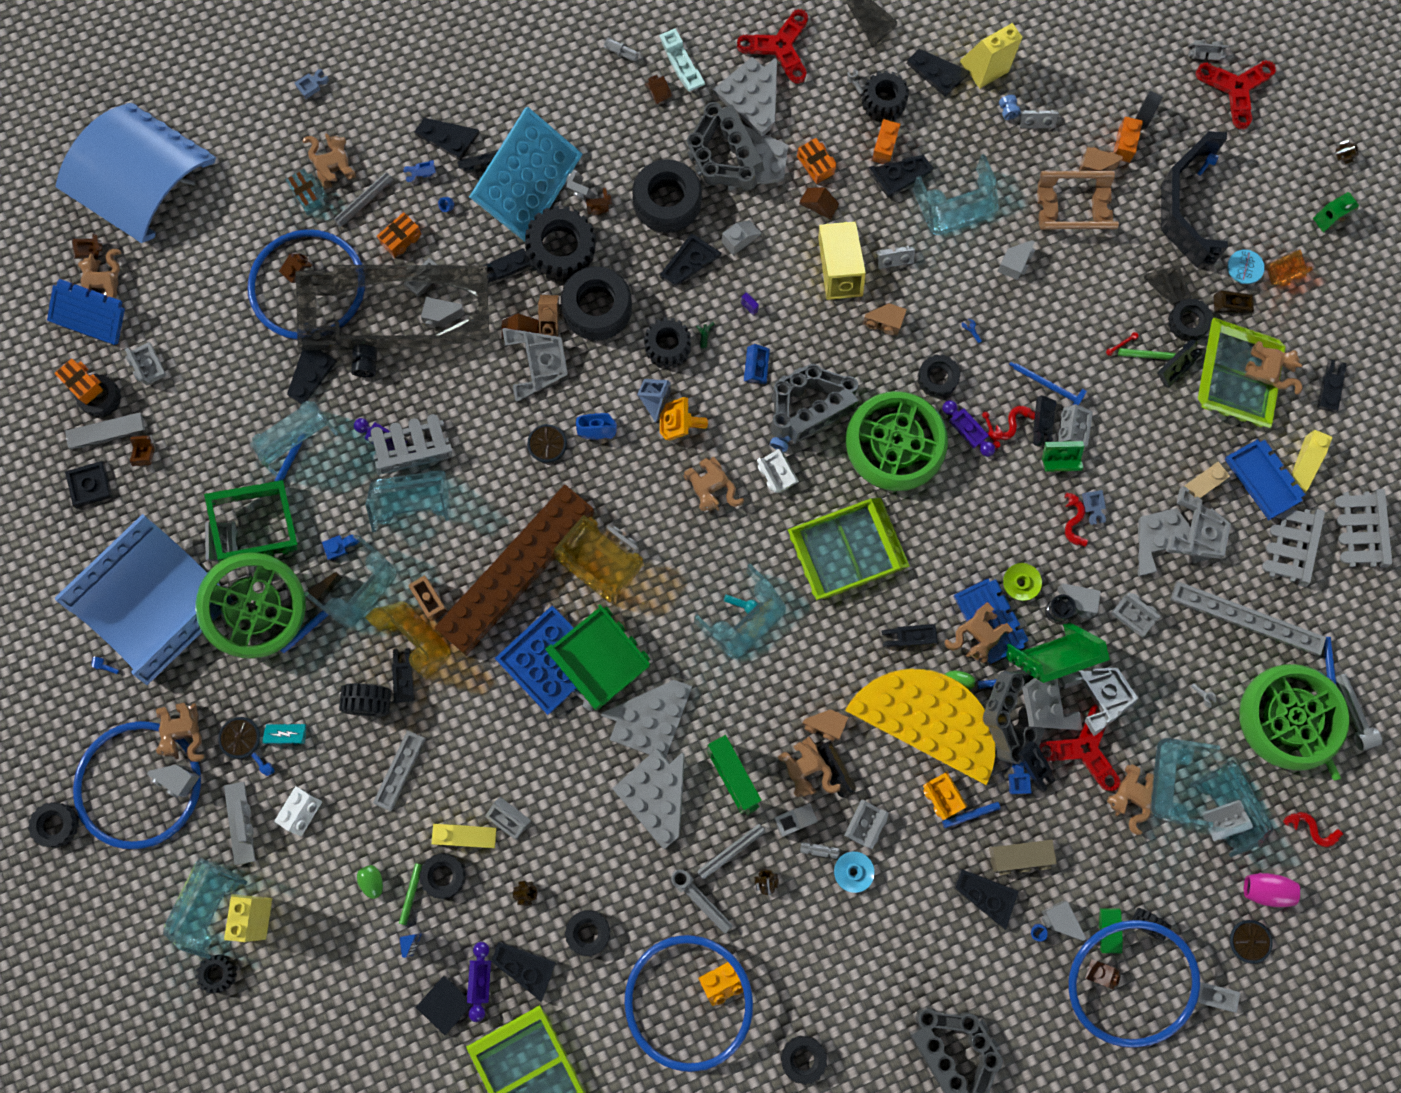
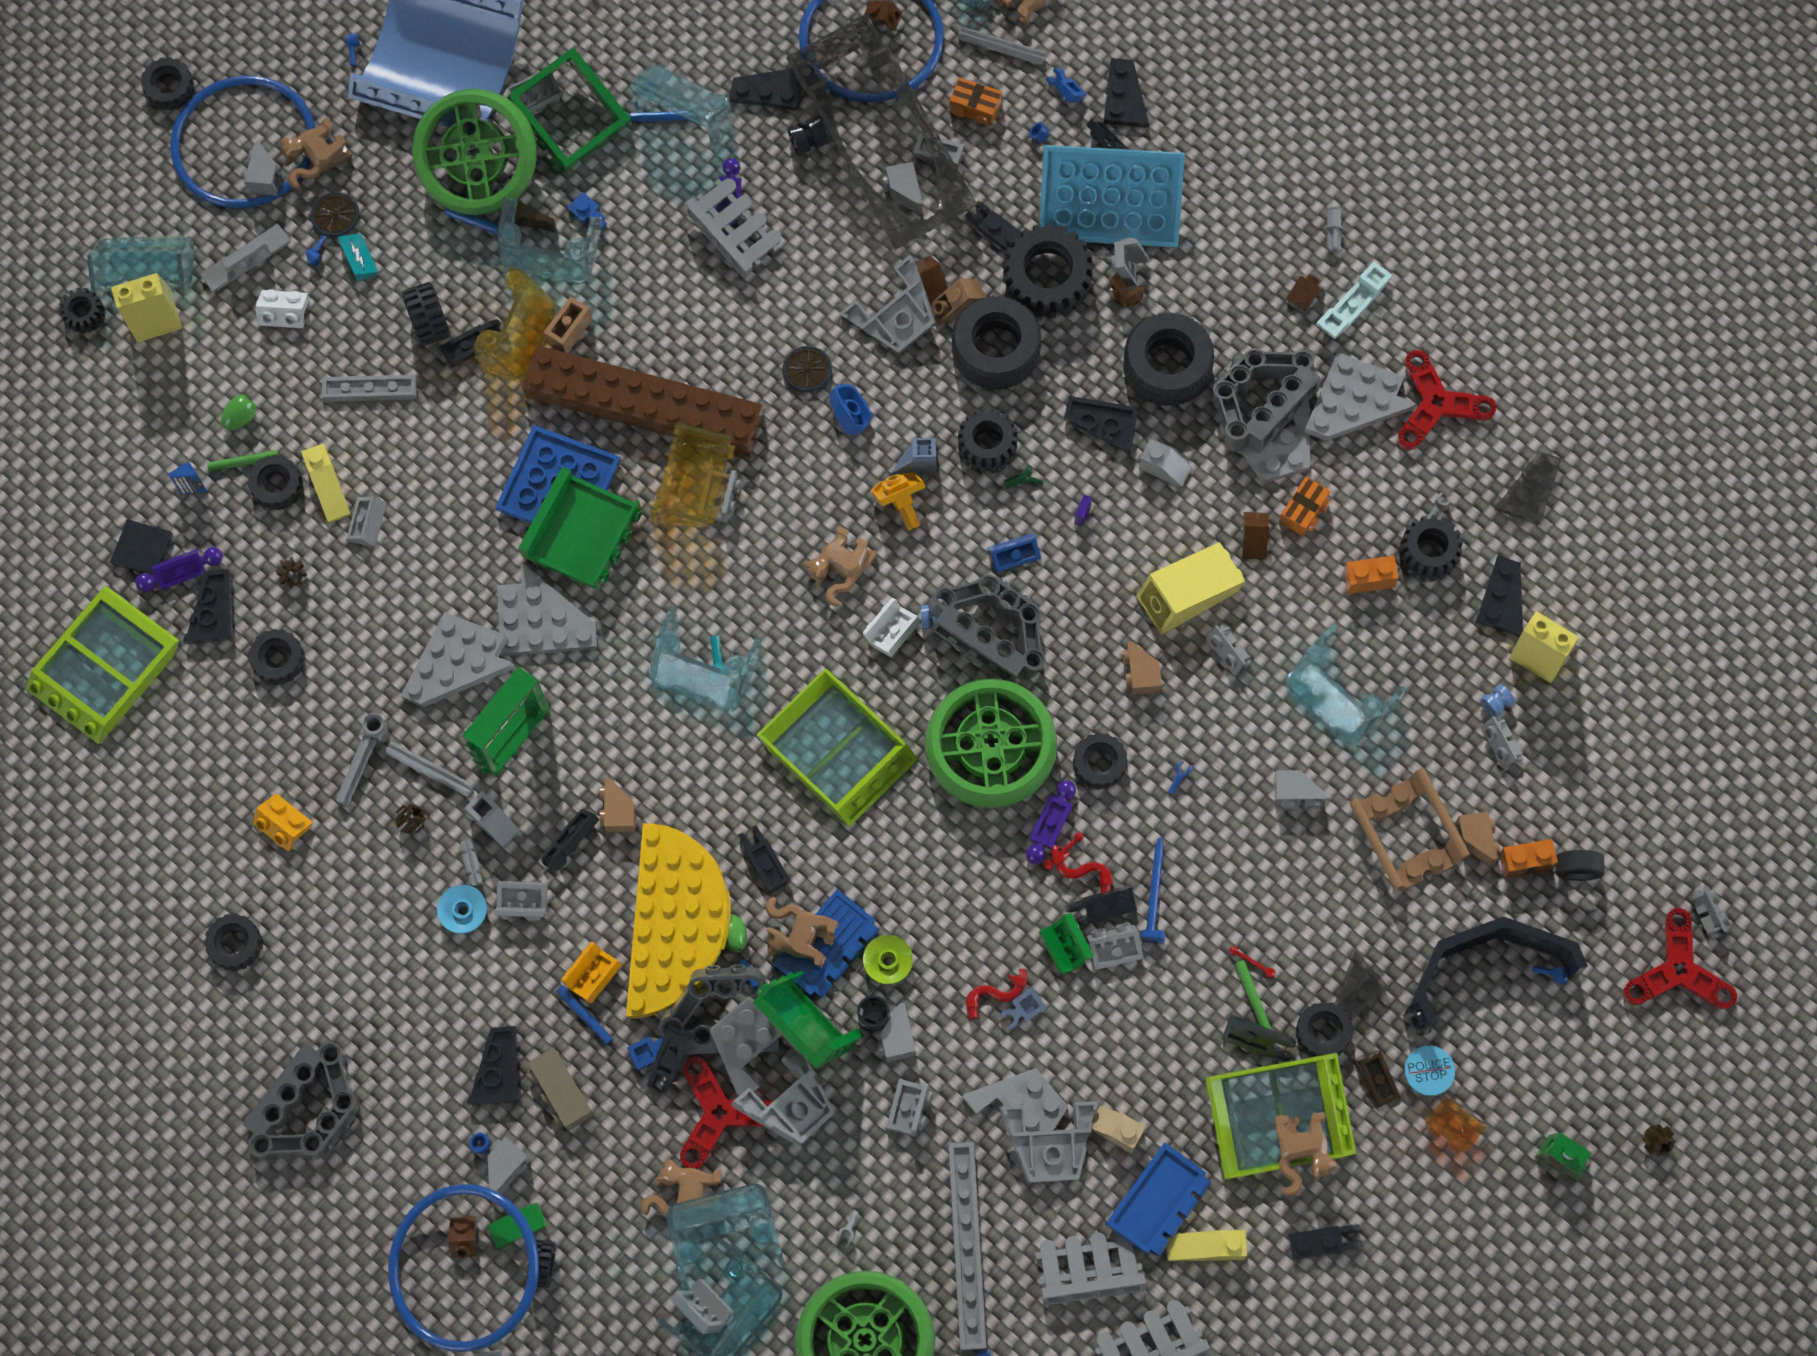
camera: 70 degrees right, 5 degrees down
(407, 495) = (675, 249): clear light blue windscreen -> none
(688, 1067) = (281, 839): blue piece -> none
(808, 764) = (556, 803): medium nougat animal -> none
(901, 174) = (1334, 605): black wing -> none

